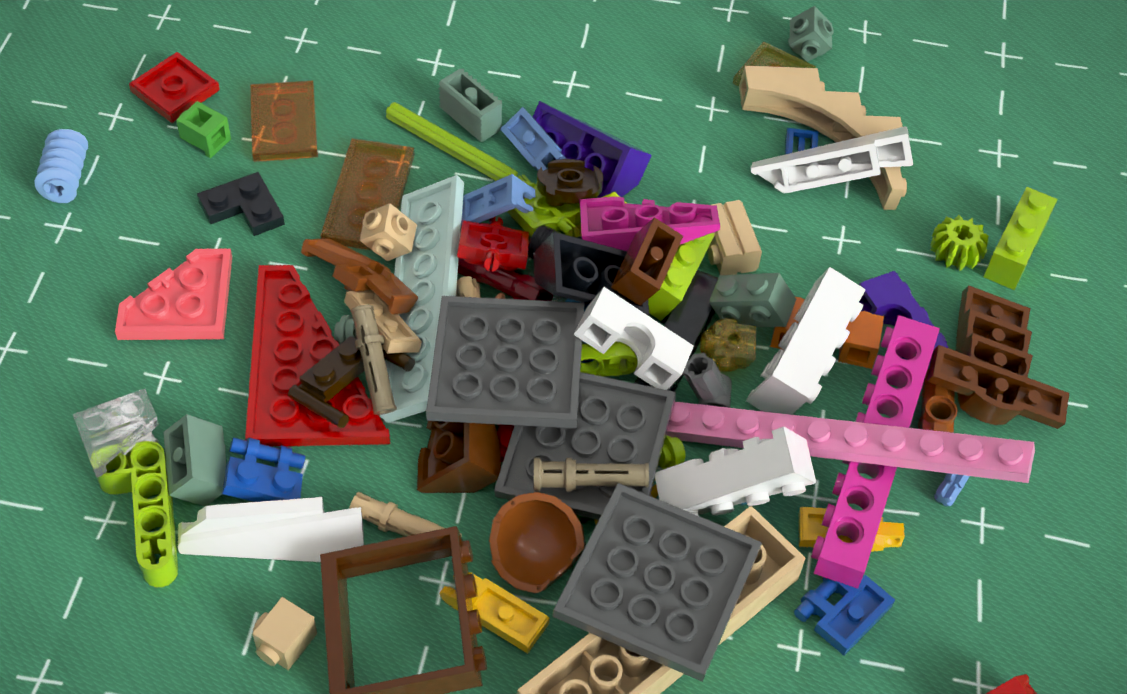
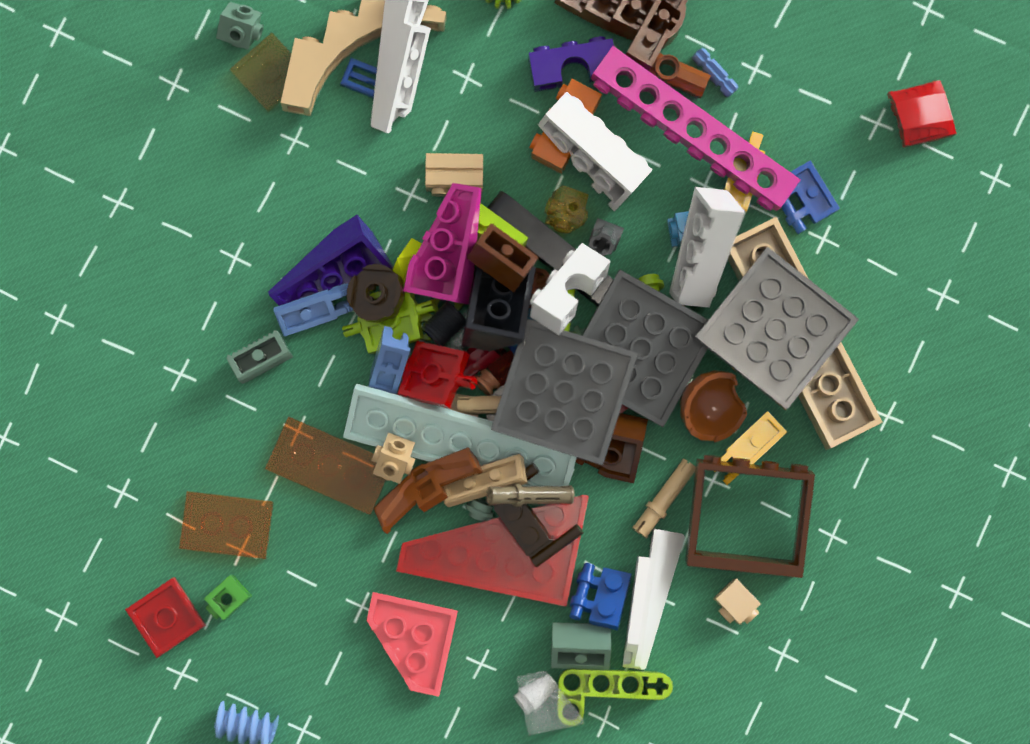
camera: 75 degrees left, 30 degrees up
(245, 196) = (309, 570): black plate -> none
(448, 142) = (289, 383): lime axle -> none
(570, 474) = (673, 368): dark tan pin -> none
(753, 299) = (536, 179): sand green brick -> none
(860, 441) = (696, 153): bright pink plate -> none

